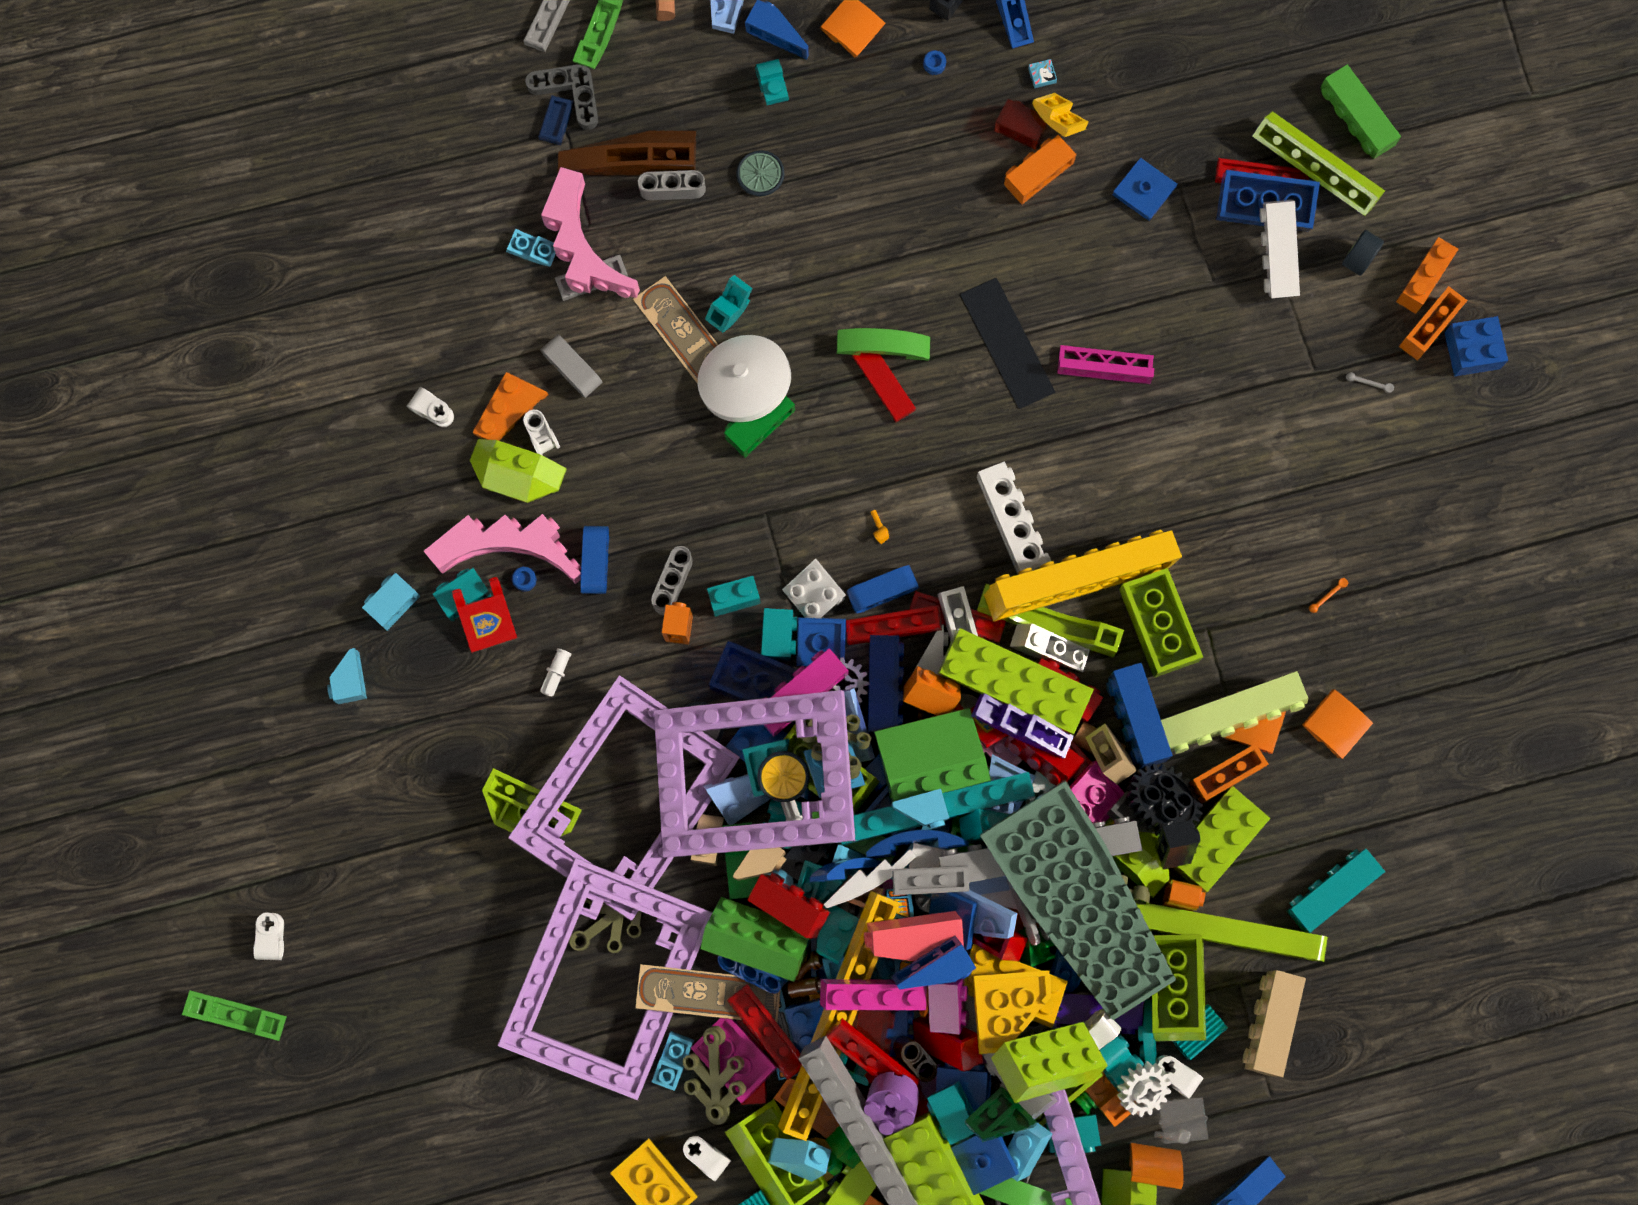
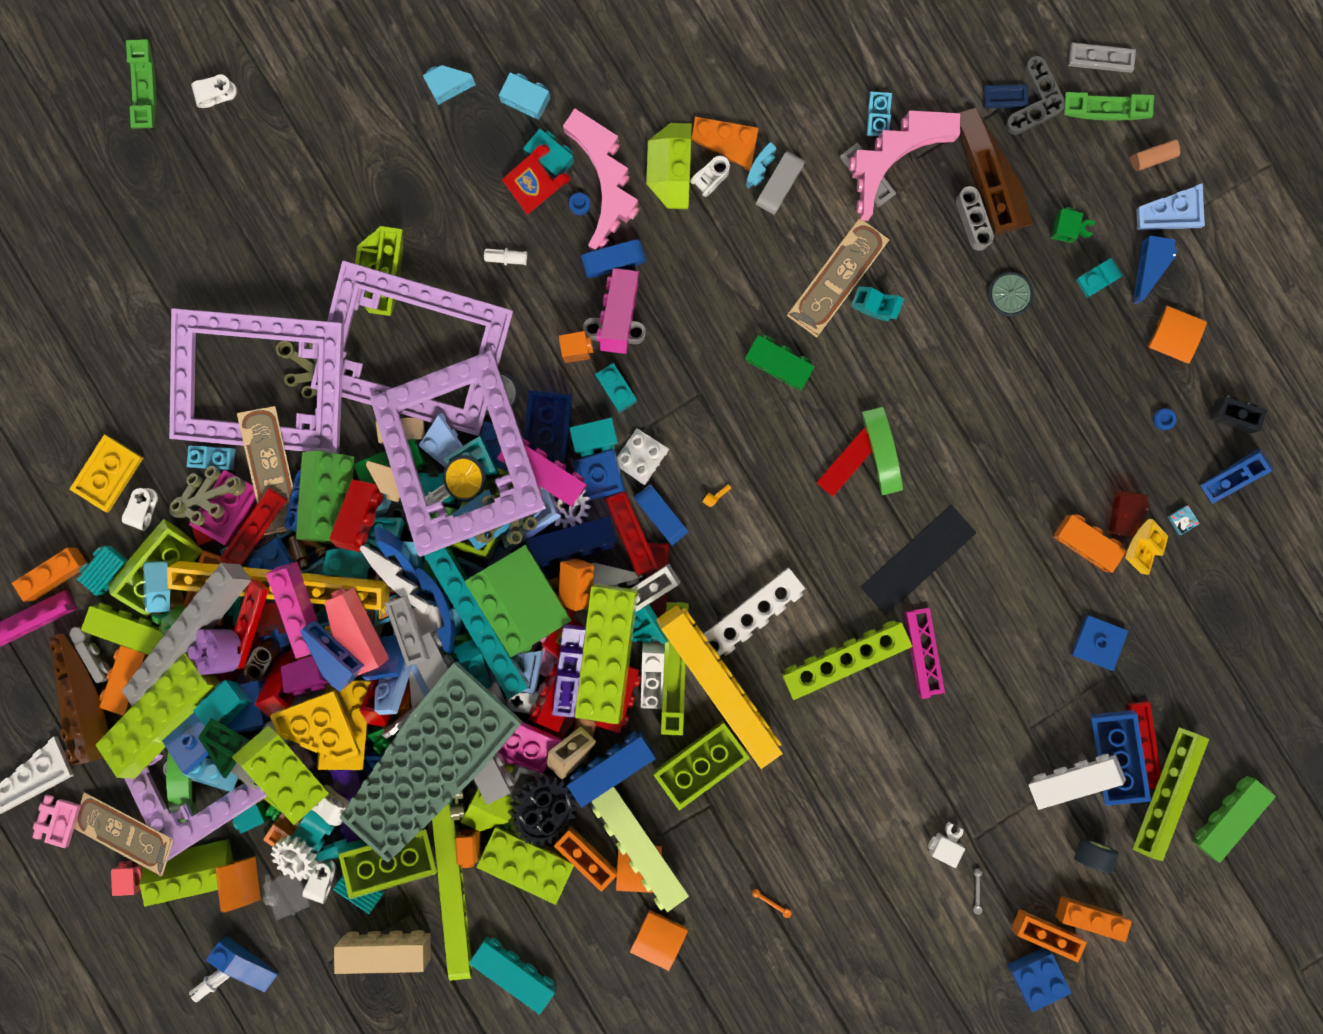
camera: 75 degrees right, 10 degrees up
(428, 407) = (706, 71): white piece -> none
(549, 384) = (757, 170): none -> medium azure slope
(654, 565) = (619, 311): none -> dark pink brick
(709, 96) = (1069, 225): none -> green brick
(744, 378) = (813, 337): white dish -> none
(924, 808) = (464, 607): medium azure slope -> none
(1000, 631) = (646, 627): none -> teal wing
(1087, 385) = (898, 642): none -> lime brick
(1177, 844) = (503, 833): black brick -> none
(1316, 398) = (946, 848): none -> white brick

